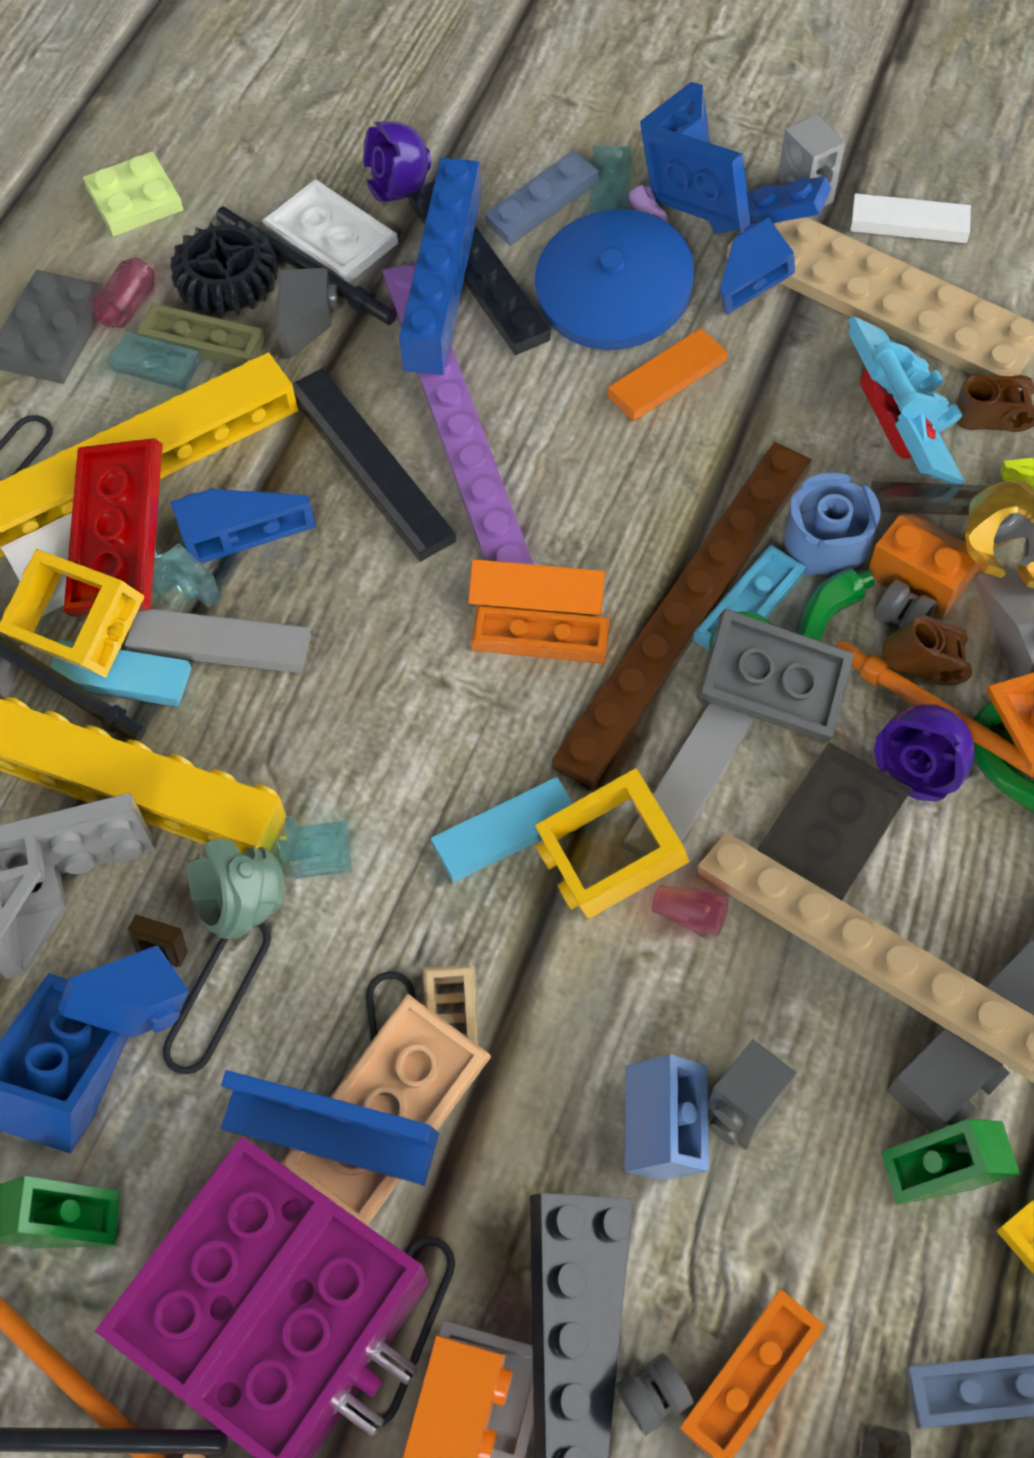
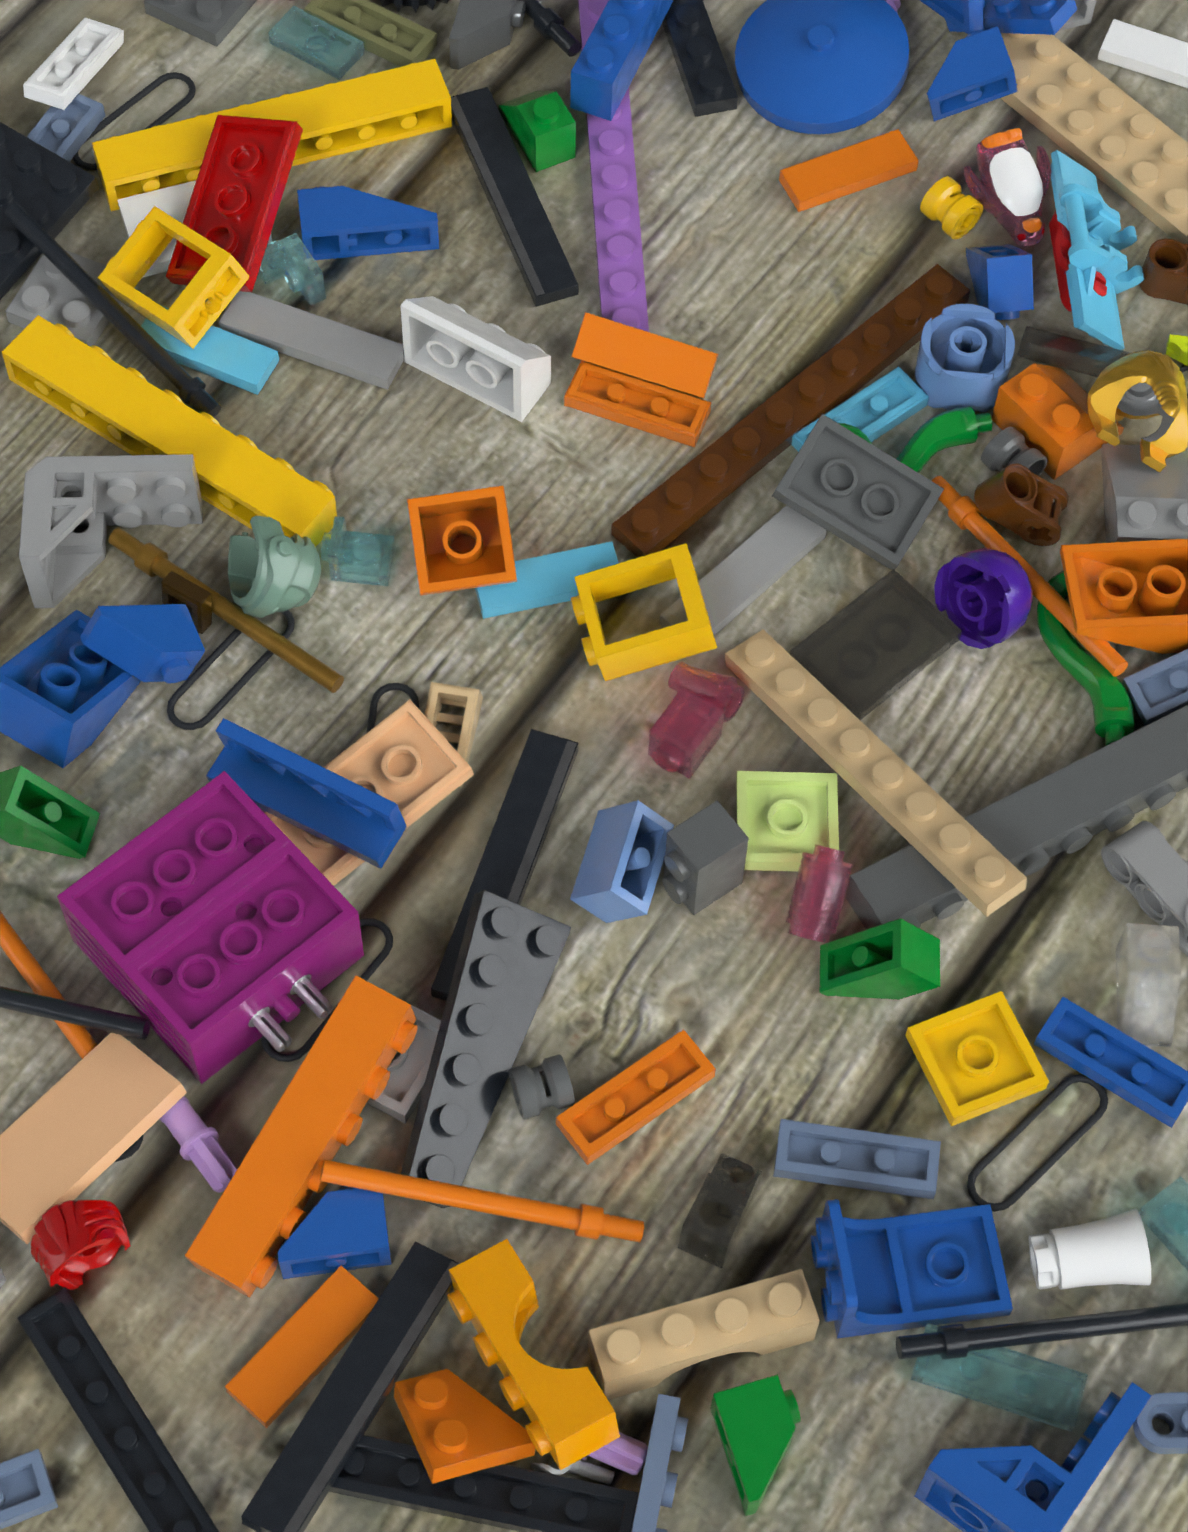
camera: 10 degrees right, 0 degrees up
(116, 903) = (155, 563): none -> pearl gold bar
(377, 623) = (474, 356): none -> white slope
(381, 394) = (541, 128): none -> green slope
(416, 814) = (462, 540): none -> orange slope
(547, 1120) = (515, 835): none -> black tile
(684, 960) = (685, 733): none -> clear pink brick
(772, 388) = (951, 207): none -> yellow wheel
(812, 1025) = (786, 816): none -> yellowish green plate
(820, 356) = (1012, 184): none -> animal
(838, 441) = (1002, 279): none -> blue slope
(869, 1103) = (818, 894): none -> clear pink head

